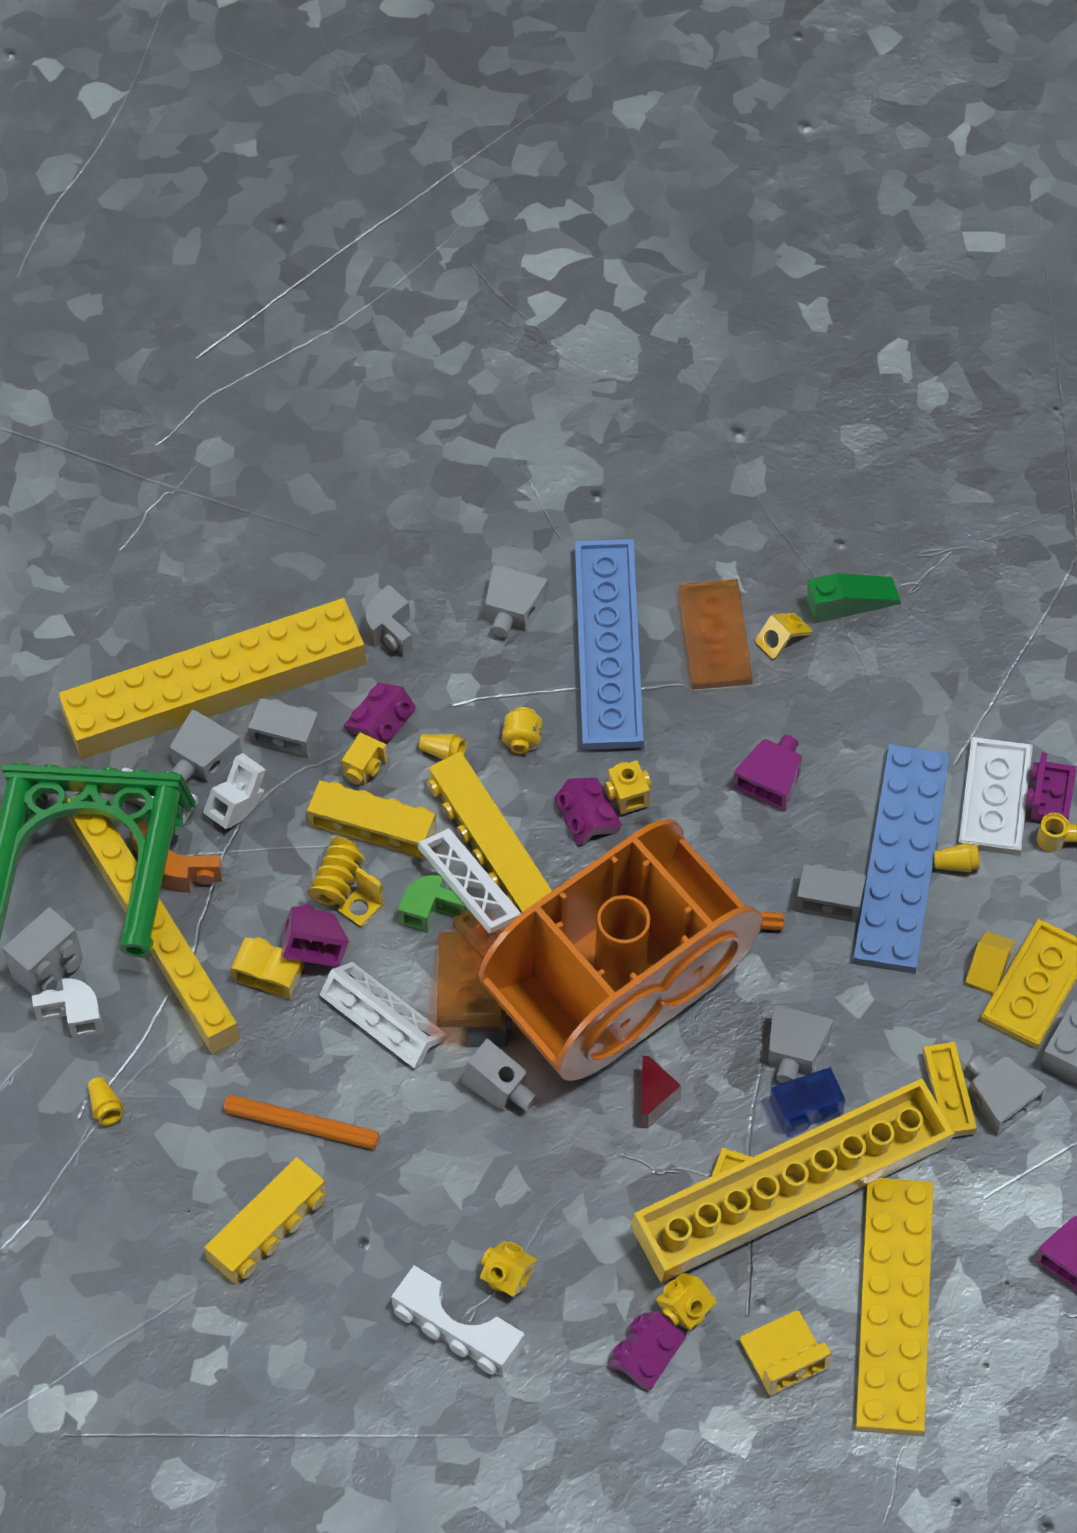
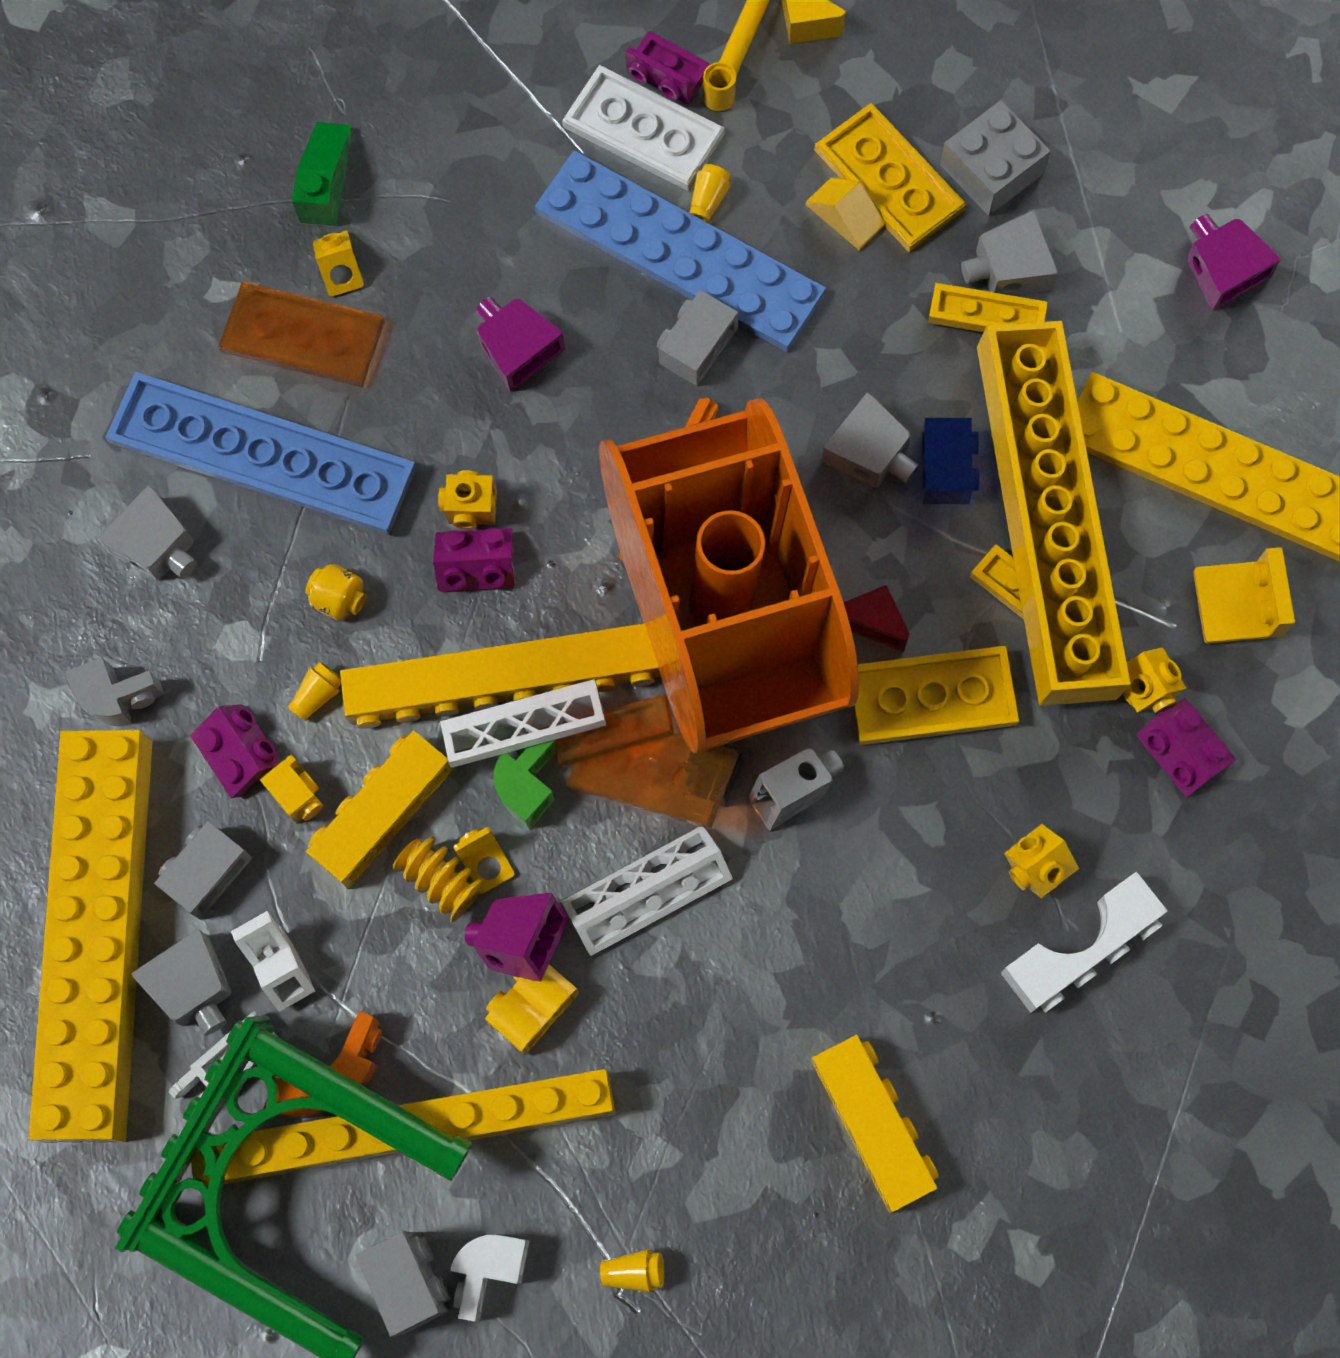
camera: 65 degrees left, 15 degrees up
(301, 1121) = (752, 1037): orange axle -> none
(611, 1154) = (935, 695): none -> yellow plate

